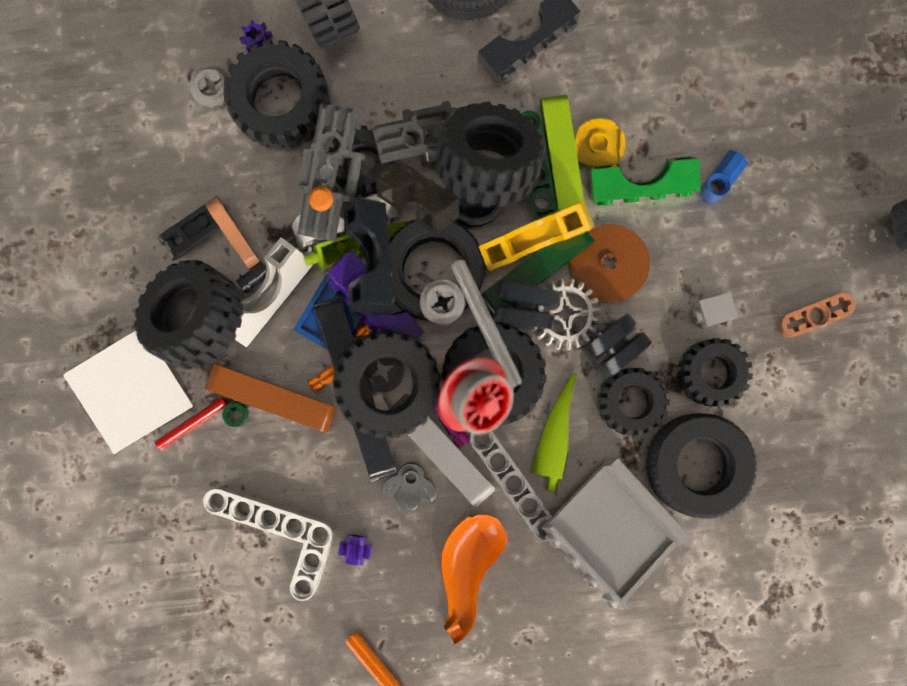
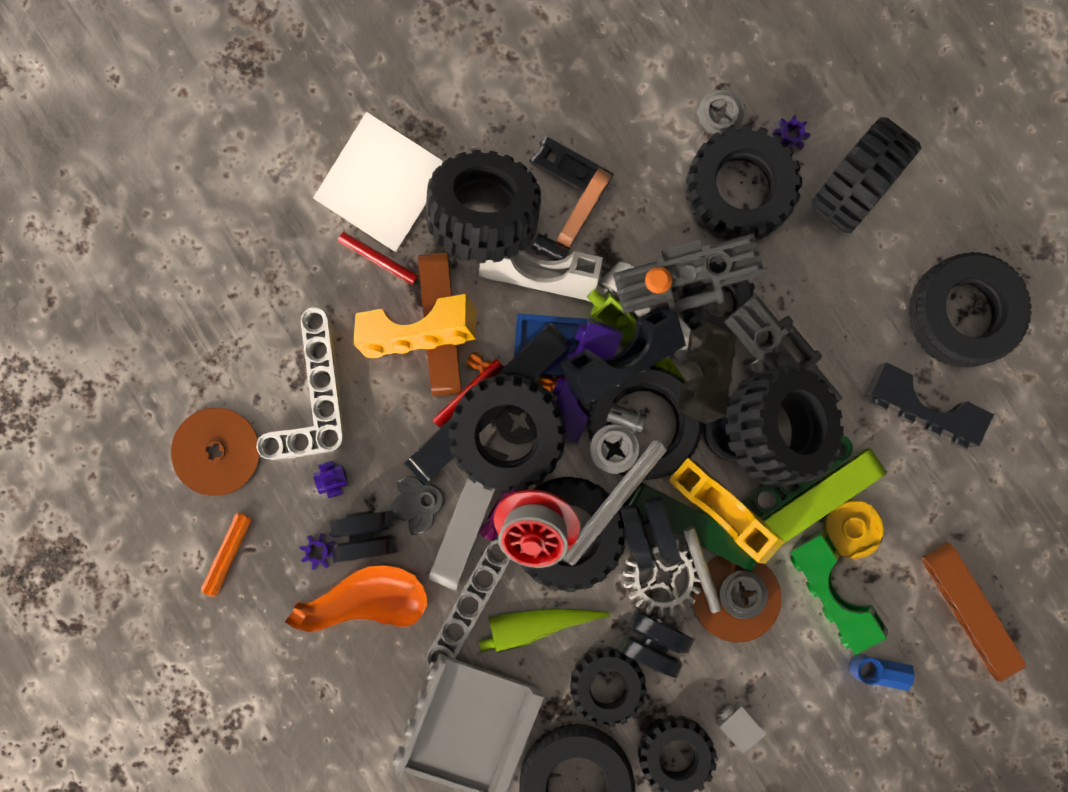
camera: 60 degrees right, 0 degrees up
(240, 408) = (398, 295): dark green bush -> none
(271, 389) = (448, 323): none -> yellow arch
(280, 657) = (194, 461): none -> dark orange piece
(346, 426) = (442, 417): none -> red bar
(404, 594) = (310, 548): none -> dark purple gear
(415, 545) = (363, 536): none -> black wheel
(422, 279) = (627, 418): none -> dark grey pin
(576, 279) = (702, 569): none -> light grey bar
(602, 246) = (756, 601): none -> dark grey gear
(709, 81) = (973, 612): none -> dark orange beam

